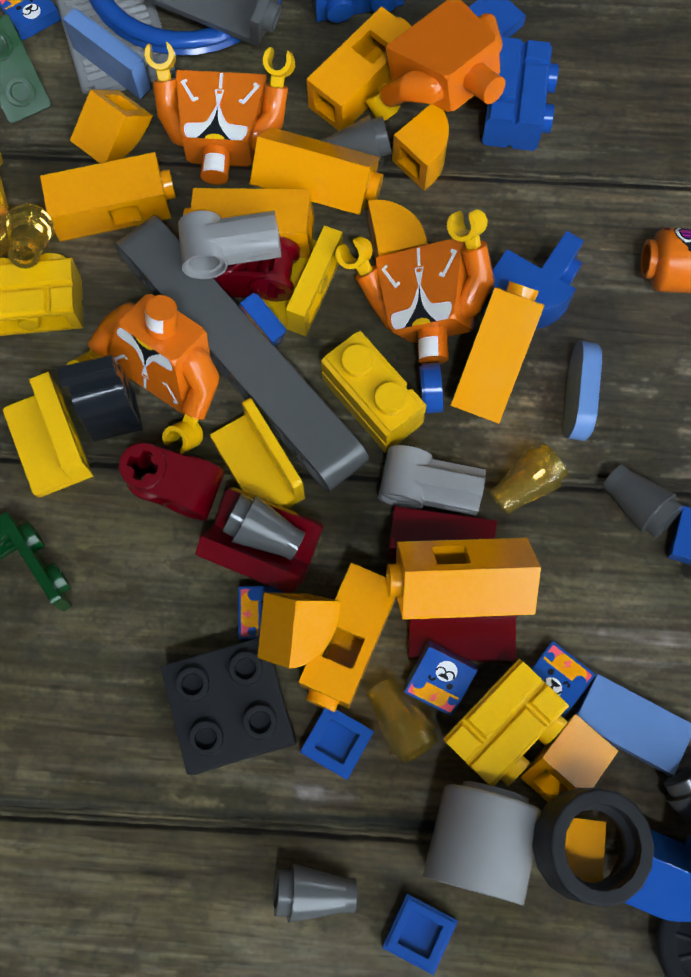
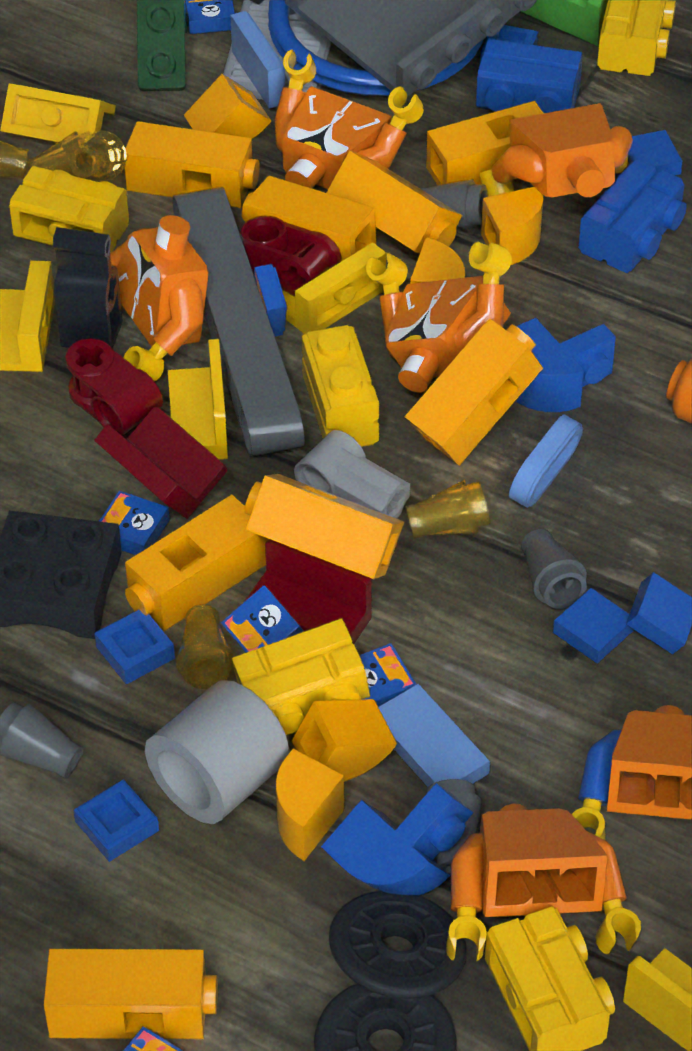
camera: 25 degrees right, 25 degrees down
(214, 243) = (258, 210): light grey piece -> none
(262, 528) = (165, 438): dark grey cone -> none
(296, 627) = (150, 511): light orange brick -> none
(431, 387) = (396, 404): blue tile -> none
(634, 853) = (325, 727): black tyre -> none

